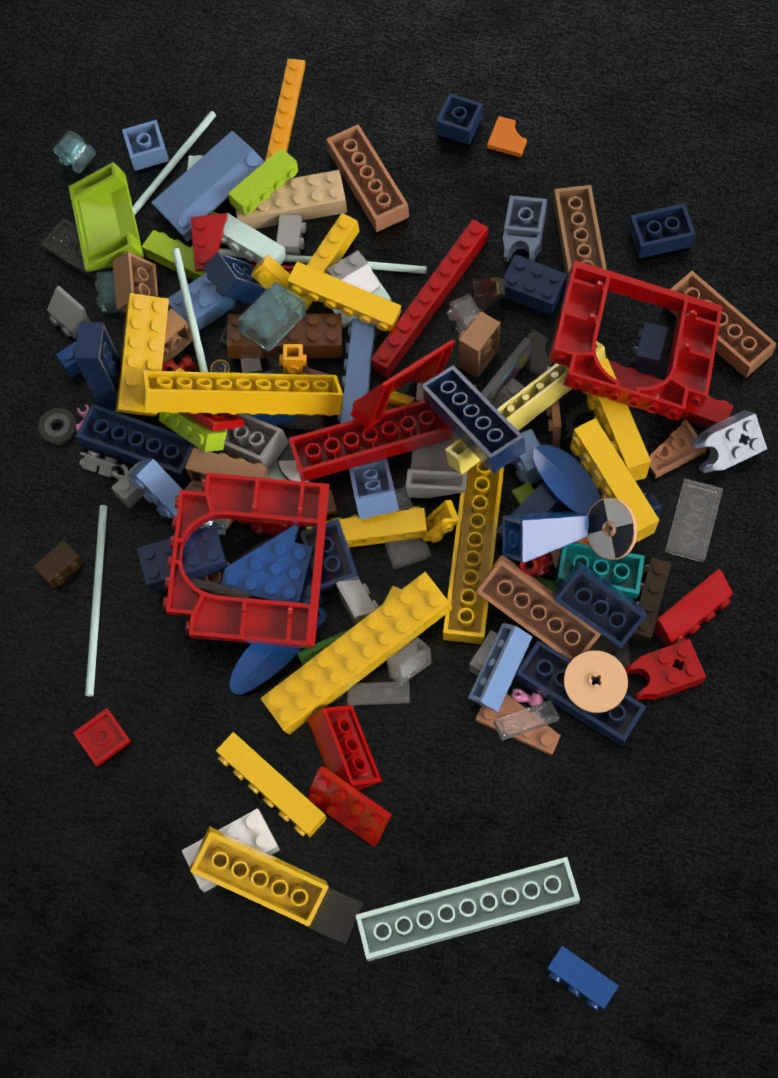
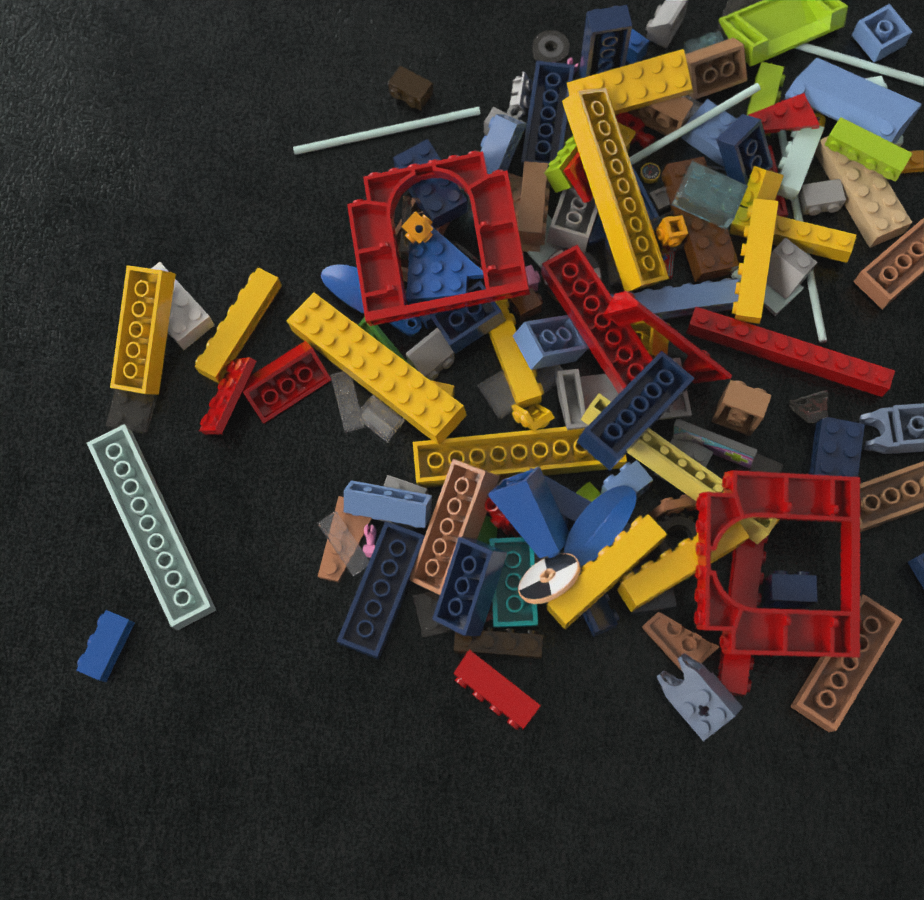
camera: 75 degrees right, 5 degrees up
(102, 737) = (256, 171): red plate -> none
(232, 574) = (414, 220): none -> light orange brick
(462, 311) = (783, 389): clear brick -> none
(579, 682) = (374, 605): light nougat piece -> none
(660, 674) = (420, 668): red brick -> none
(694, 520) = (603, 676): clear tile -> none

